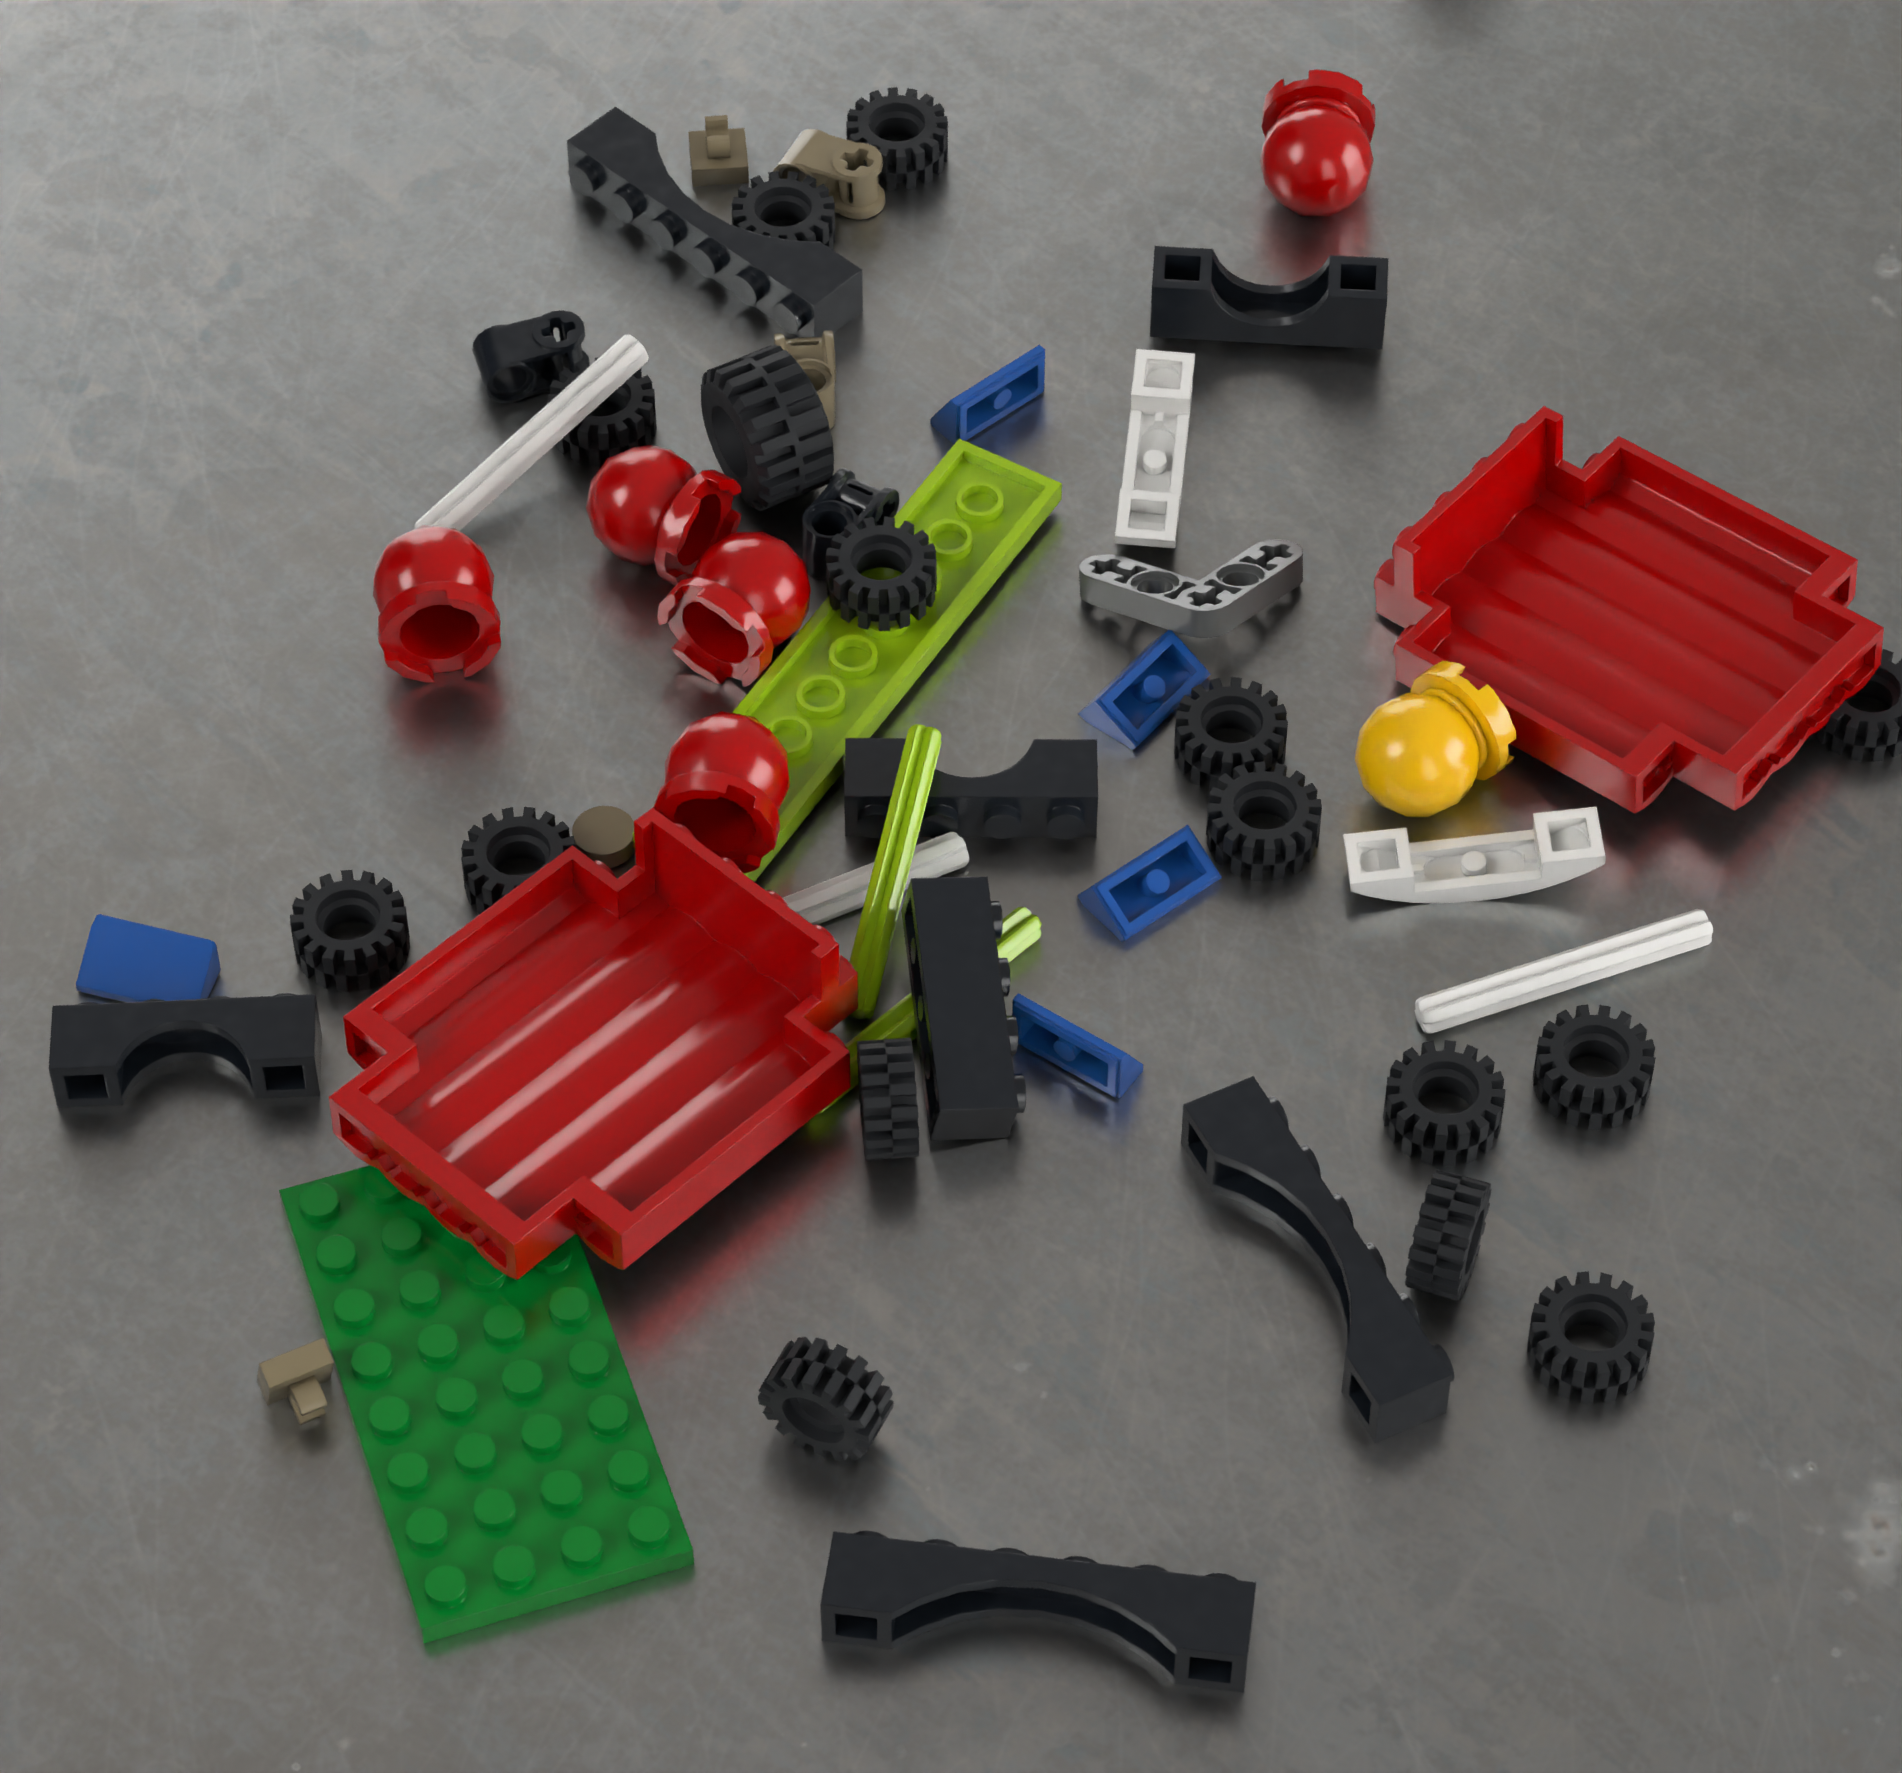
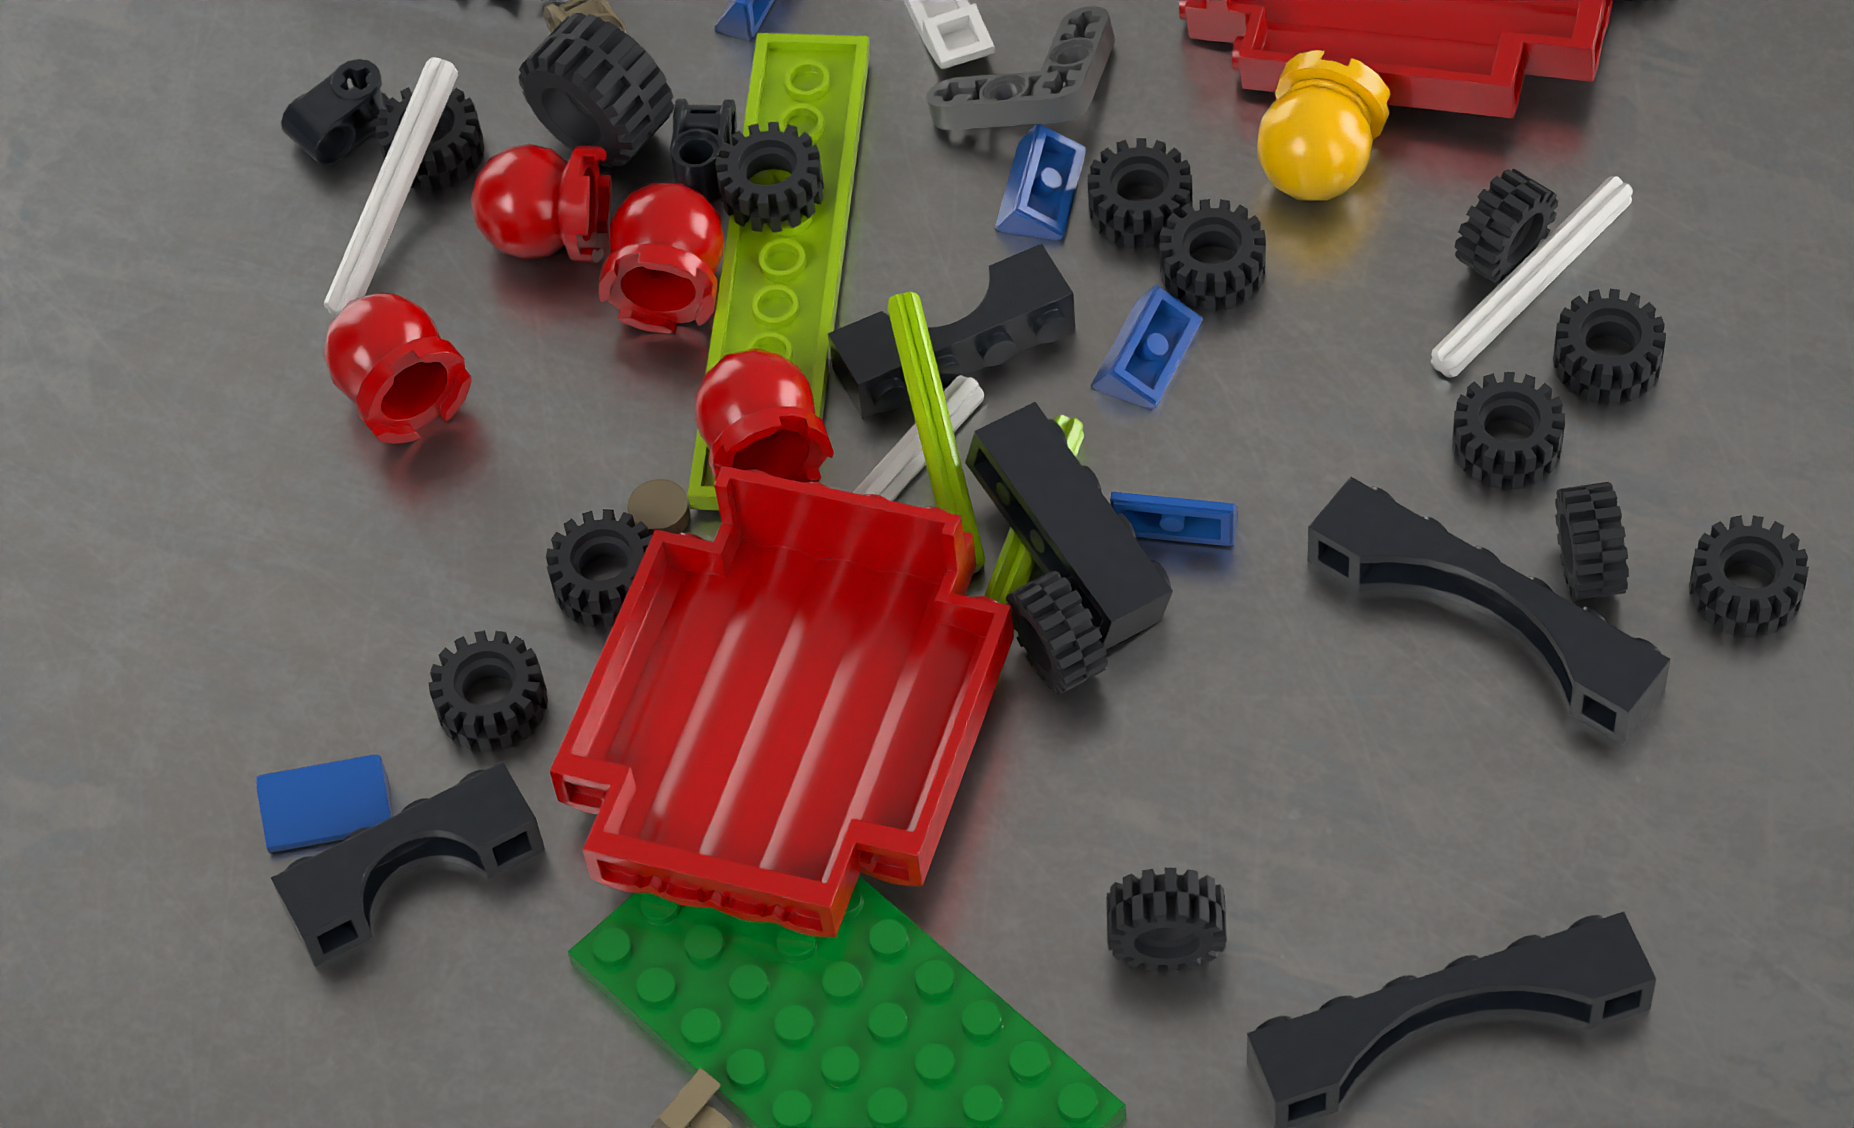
camera: 20 degrees left, 5 degrees up
(1478, 866) = (1408, 217): white slope -> none
(1555, 907) = (1505, 225): none -> black tyre

